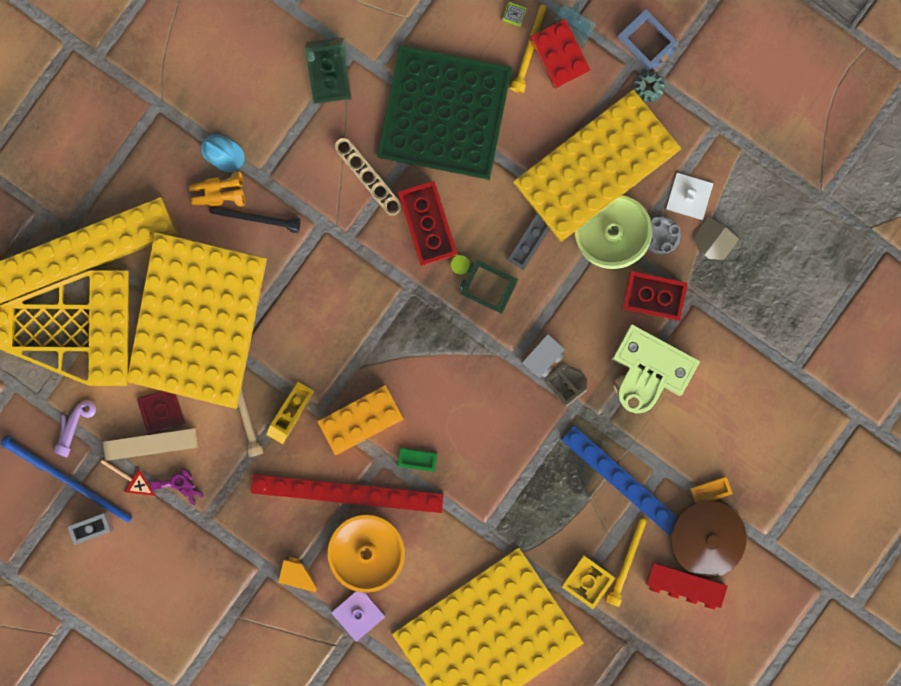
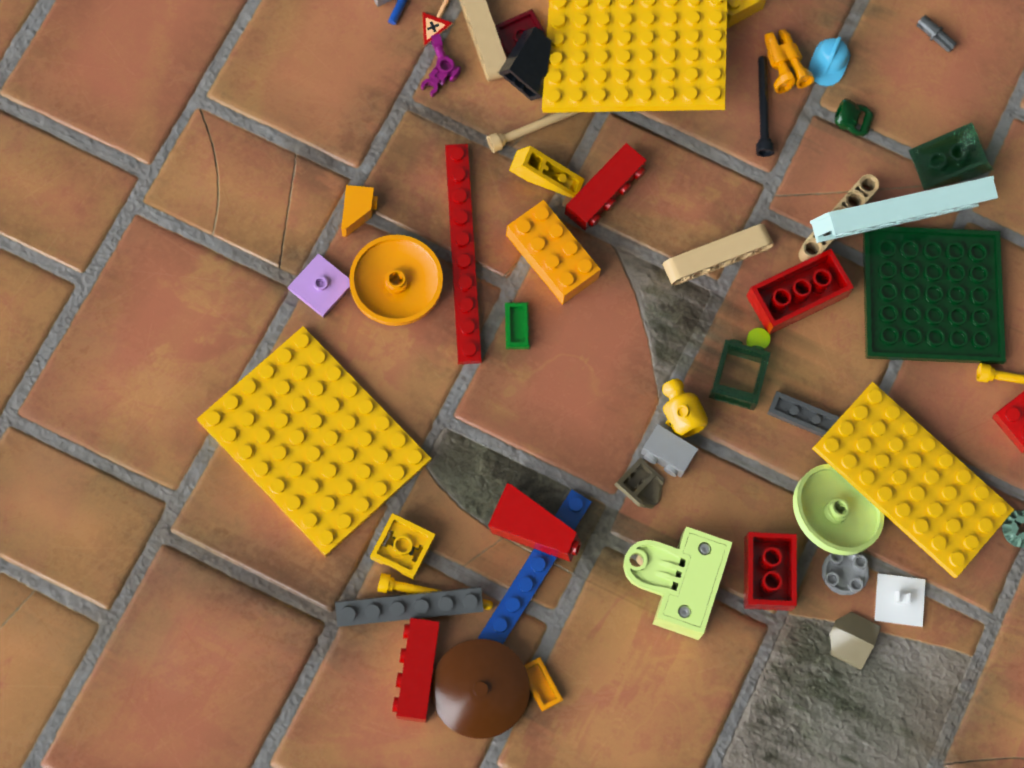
camera: 70 degrees right, 15 degrees down
(189, 412) = (528, 63): none -> black slope
(212, 55) = (936, 33): none -> dark grey axle
(275, 148) = (848, 115): none -> dark green piece
(309, 366) = (605, 187): none -> red brick
(374, 123) = (903, 209): none -> light aqua tile
(383, 283) = (718, 254): none -> tan beam
(513, 338) = (683, 410): none -> yellow piece
(586, 479) = (531, 525): none -> red slope
(635, 583) = (409, 606): none -> dark grey plate

